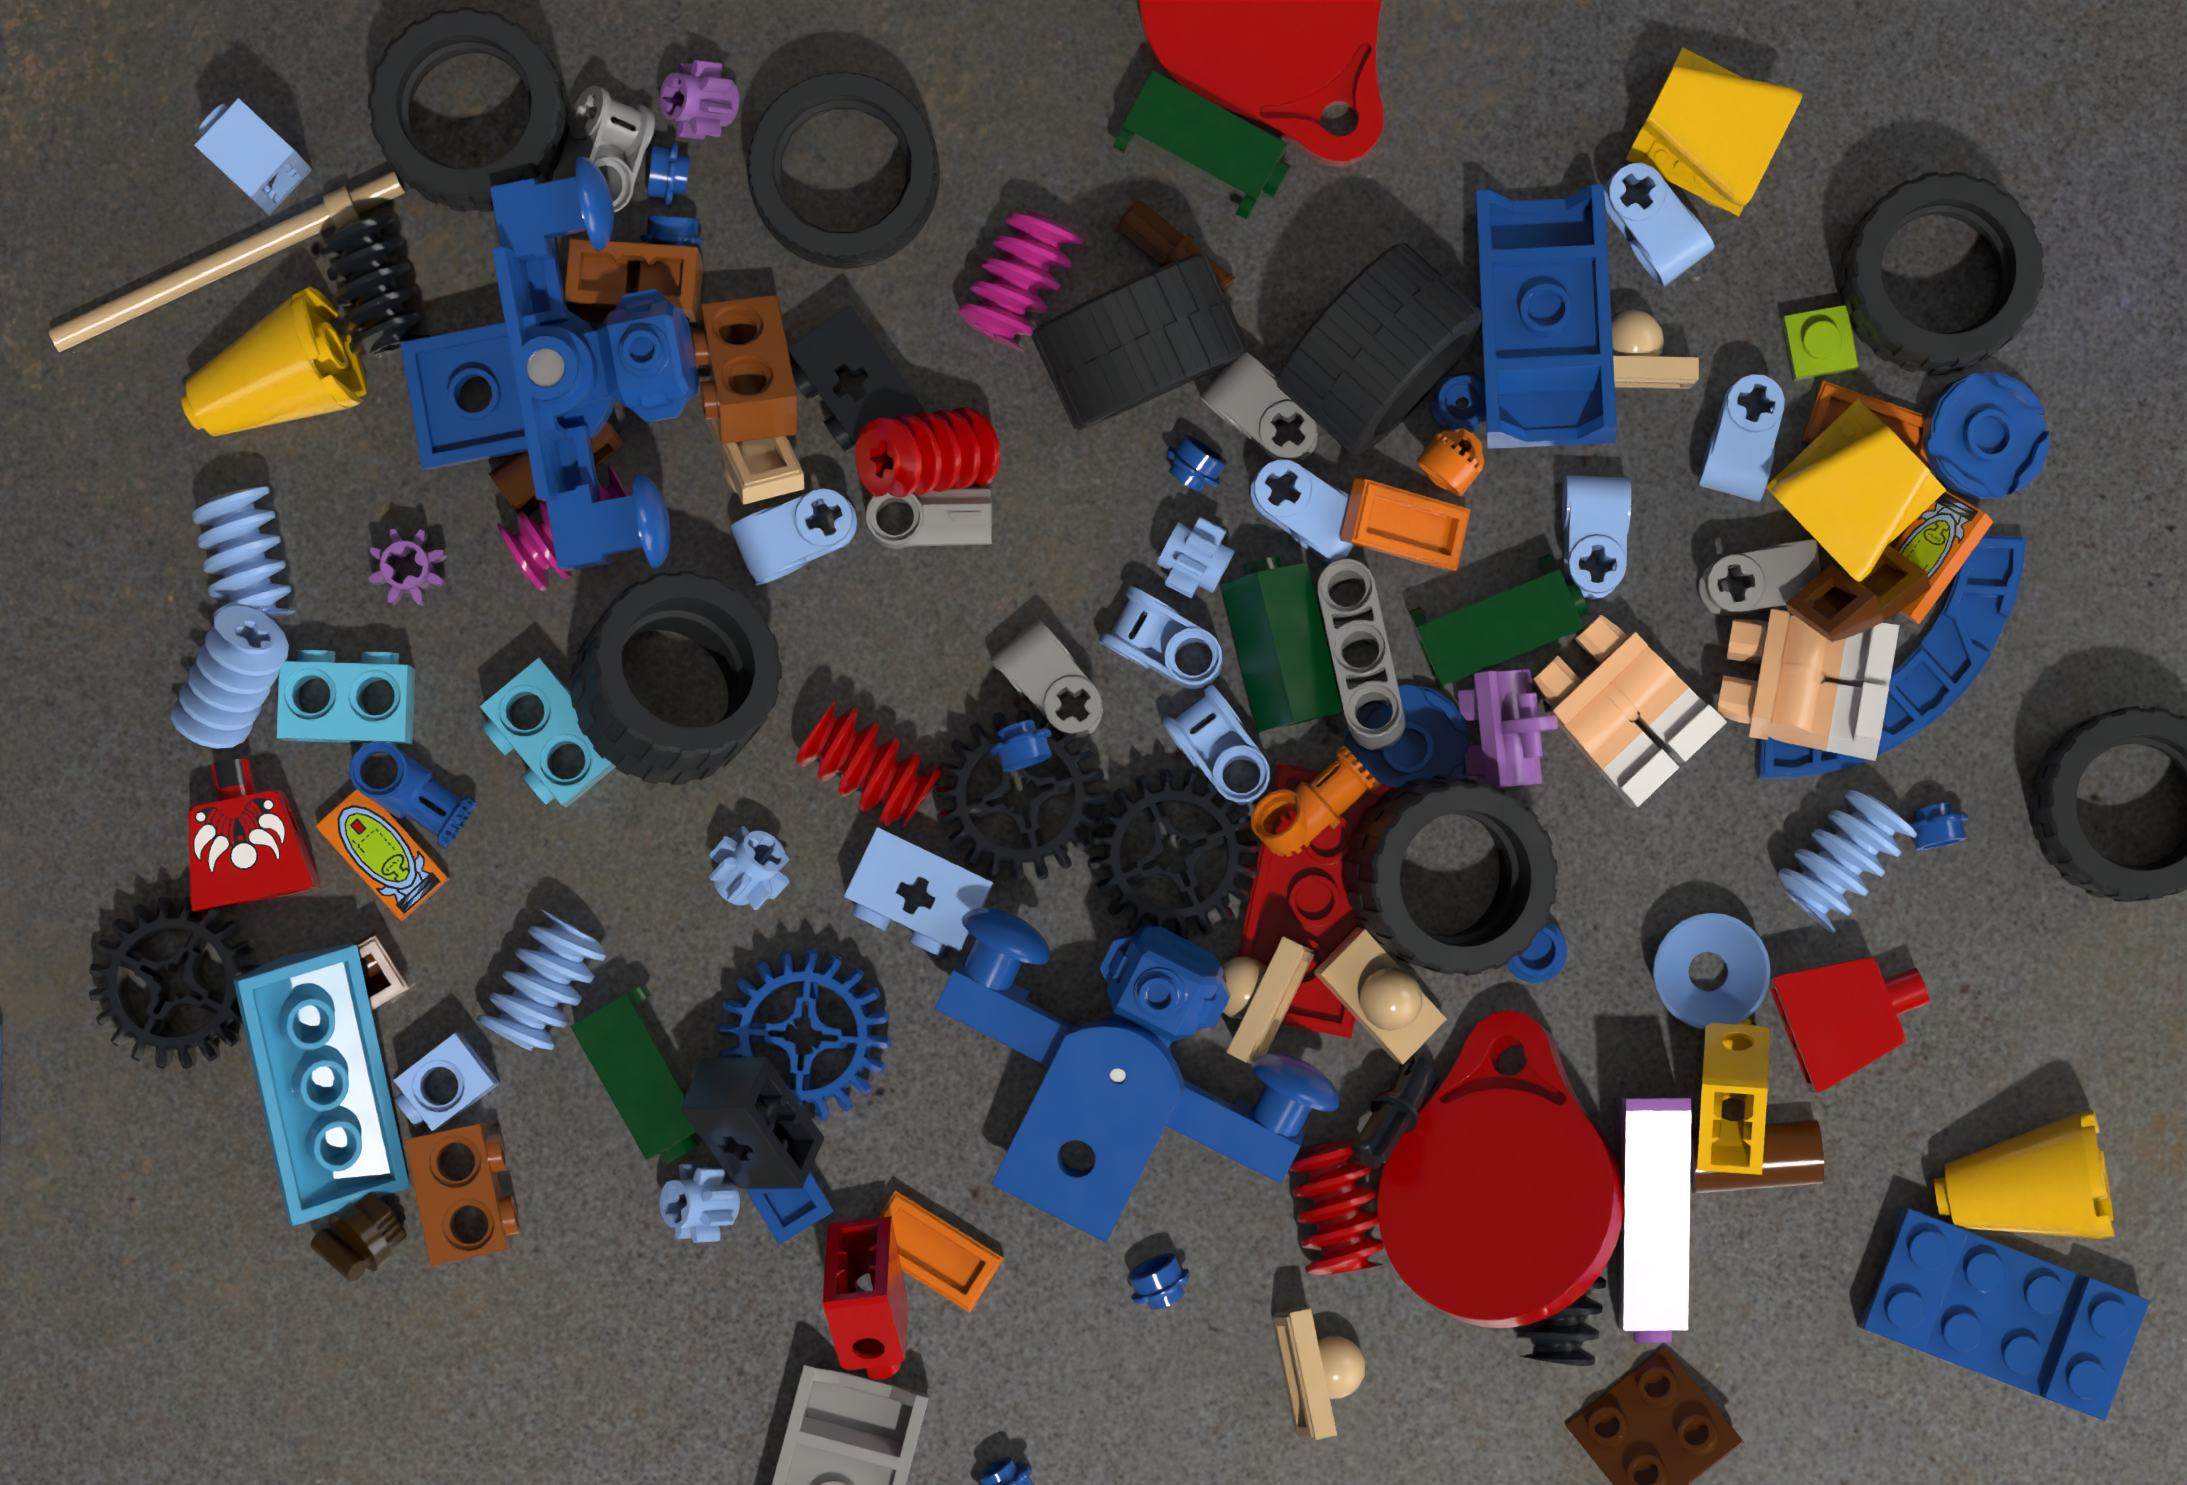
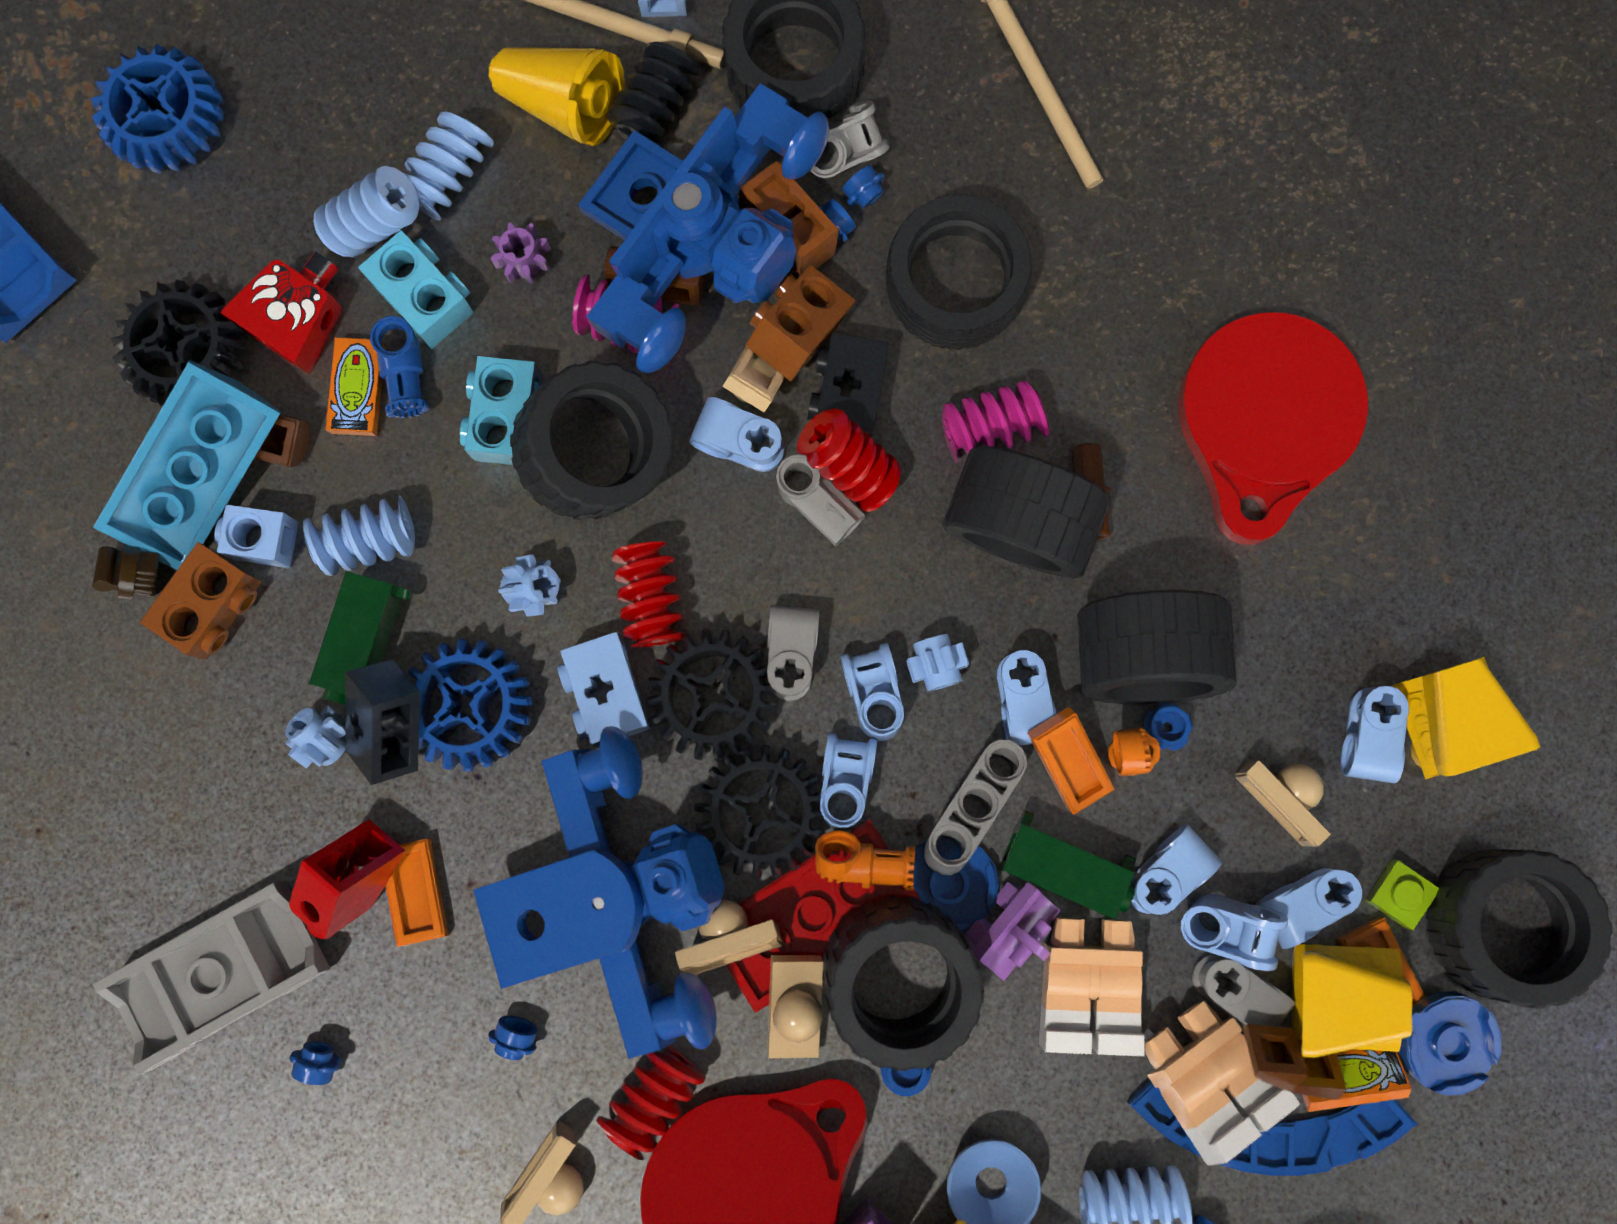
camera: 50 degrees right, 5 degrees down
(699, 99) = (919, 164): medium lavender gear -> none
(791, 1210) = (357, 793): blue plate -> none
(1021, 746) = (737, 666): blue plate -> none
(1196, 463) = (988, 613): blue plate -> none
(1205, 142) = (1167, 448): dark green brick -> none
(1252, 404) = (1053, 613): light grey piece -> none
(1281, 645) = (936, 757): dark green brick -> none
(1395, 1112) = (735, 1082): black axle -> none
(1546, 320) = (1263, 729): blue piece -> none
(1707, 521) = (1238, 931): none -> light blue piece

